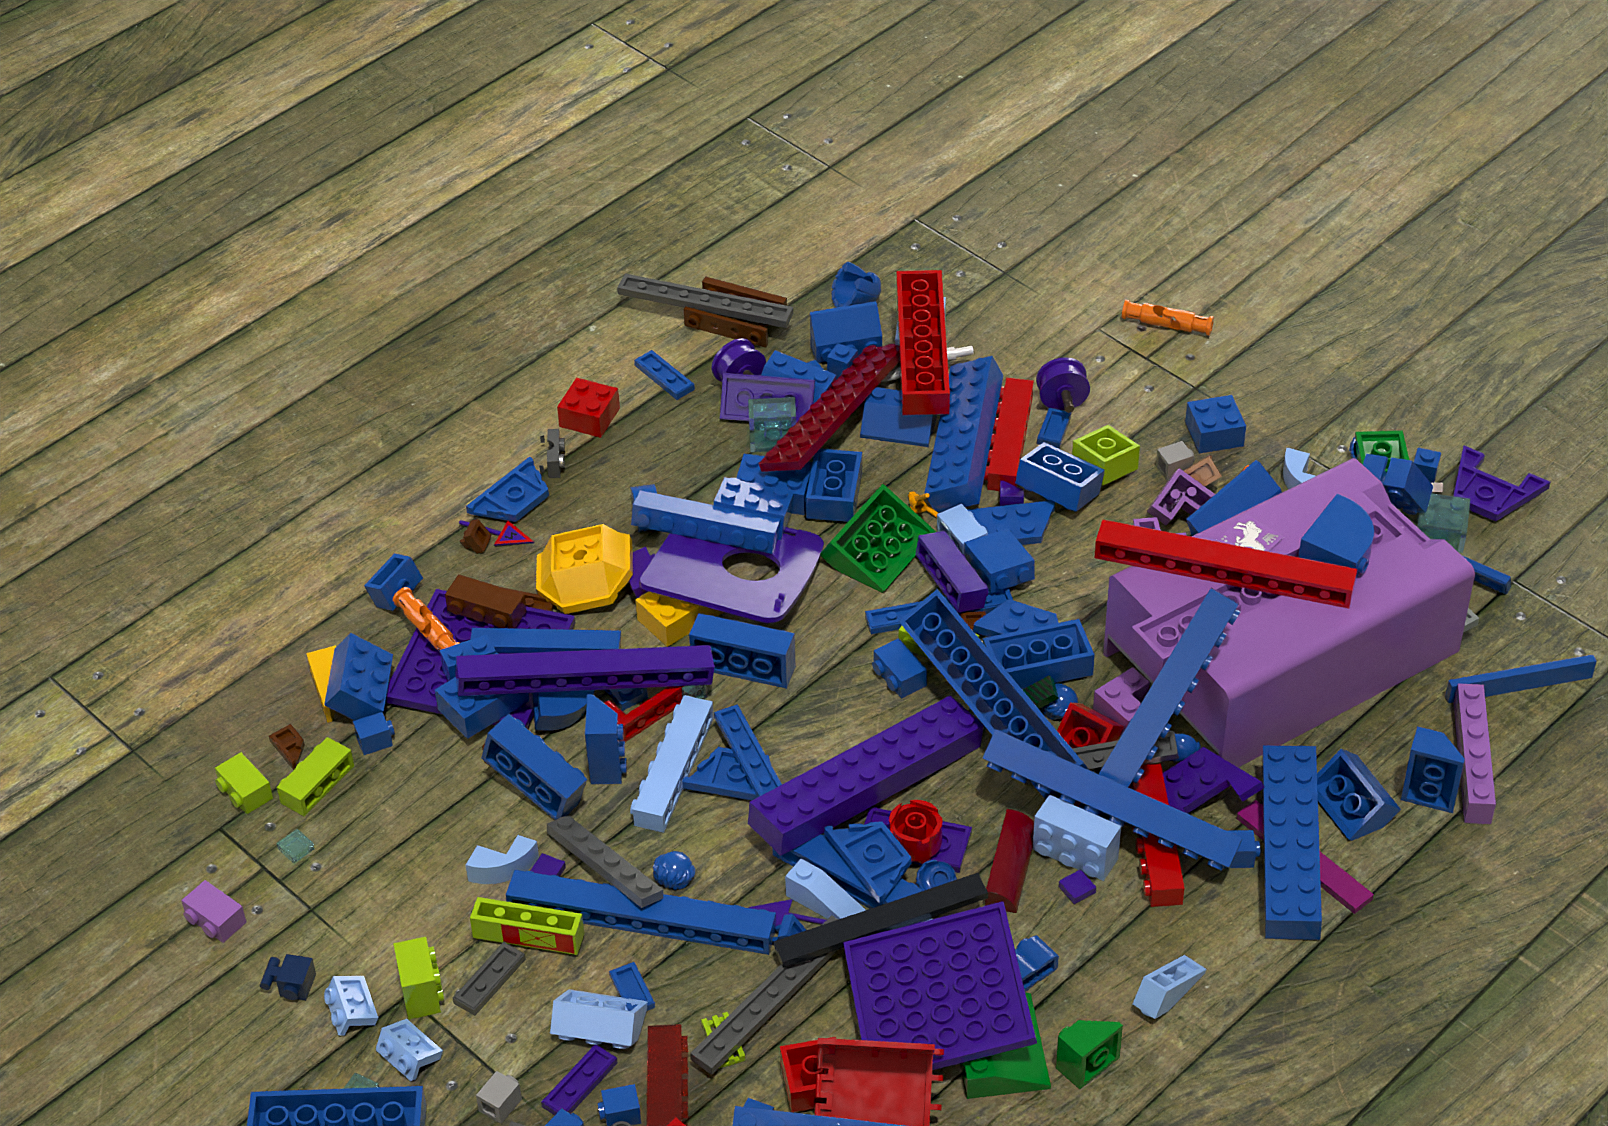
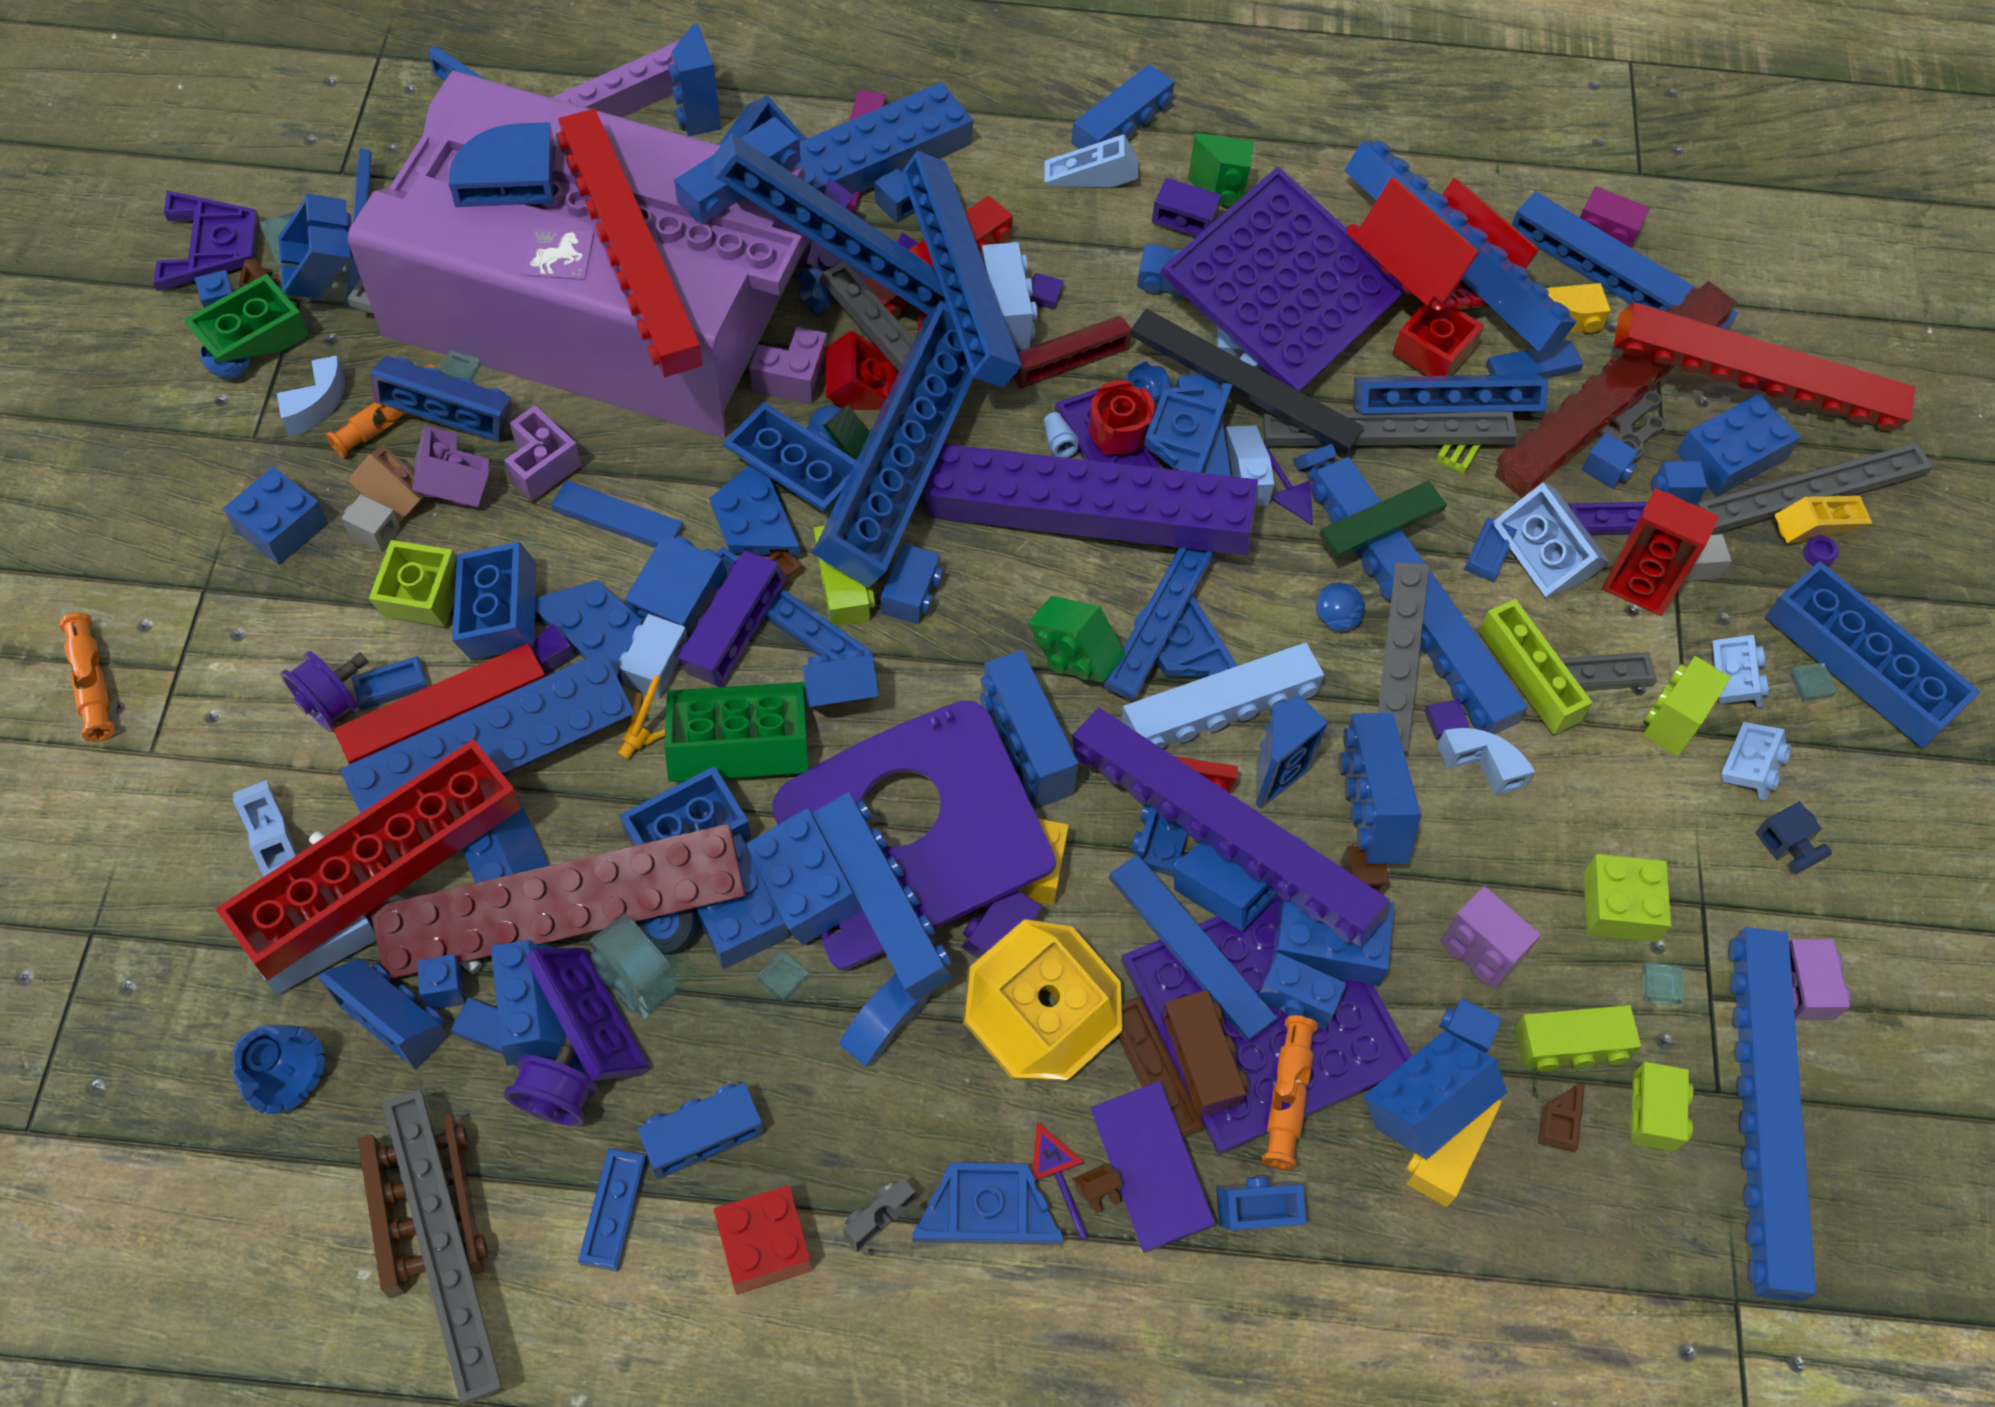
camera: 135 degrees left, 15 degrees up
(186, 832) = (1771, 1117): none -> blue brick
(353, 858) = (1627, 898): none -> lime brick
(403, 766) = (1489, 938): none -> medium lavender brick
(452, 558) = (1153, 1167): none -> dark purple tile
(517, 1021) = (1659, 552): none -> red brick
(665, 415) = (700, 1129): none -> blue brick
(701, 914) = (1382, 519): none -> dark green tile
(710, 488) = (783, 976): none -> clear light blue tile
(760, 1046) = (1450, 393): none -> blue brick
(774, 698) = (1076, 638): none -> green brick
(857, 584) = (839, 679): none -> blue brick
(946, 810) = (1060, 437): none -> light blue cone
(990, 342) = (265, 826): none -> light blue brick
(1074, 575) = (614, 514): none -> blue tile
(1075, 1003) = (1188, 207): none -> dark purple brick
(1211, 1044) = (1125, 108): none -> blue brick
(1243, 652) = (707, 196): none -> blue brick

